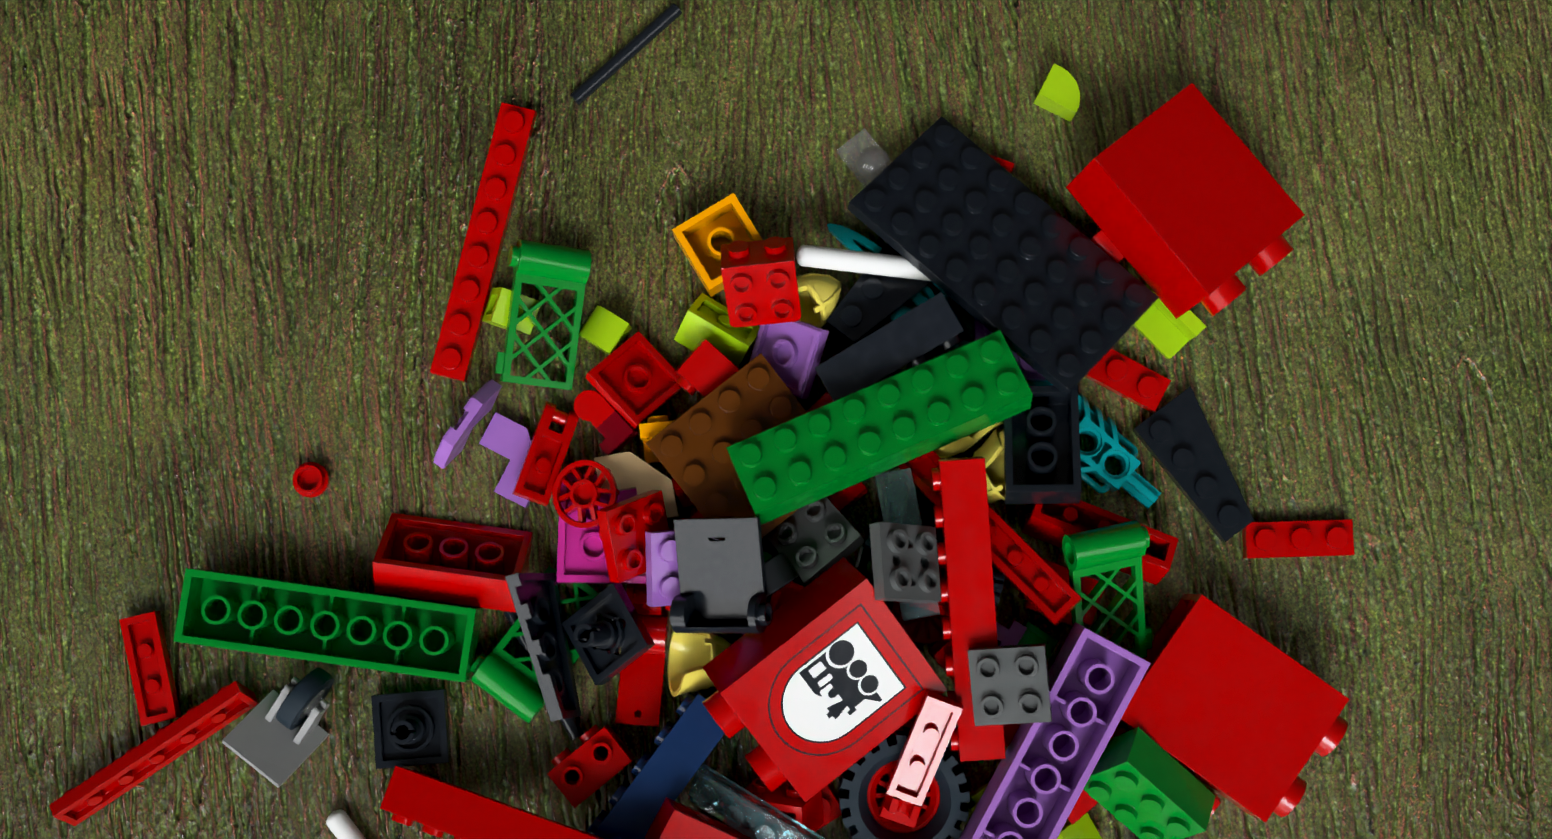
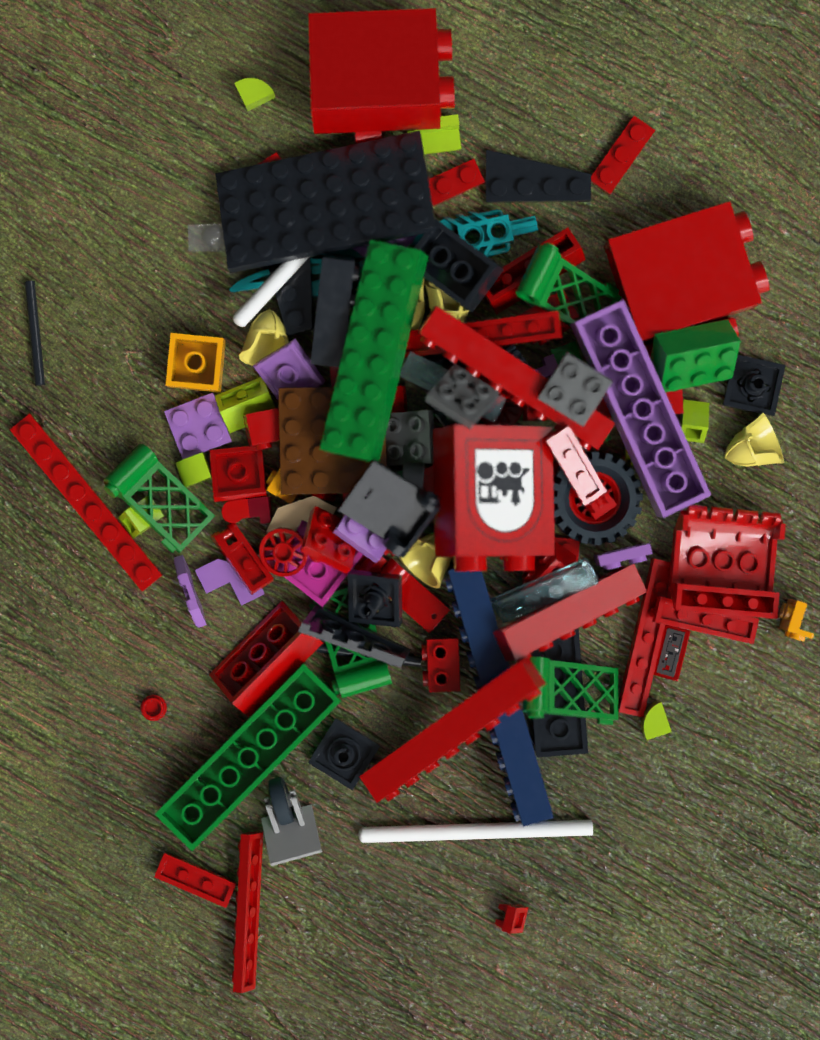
camera: 50 degrees left, 5 degrees up
(655, 299) = (198, 426): none -> medium lavender plate
(760, 281) = (236, 356): red bracket -> none

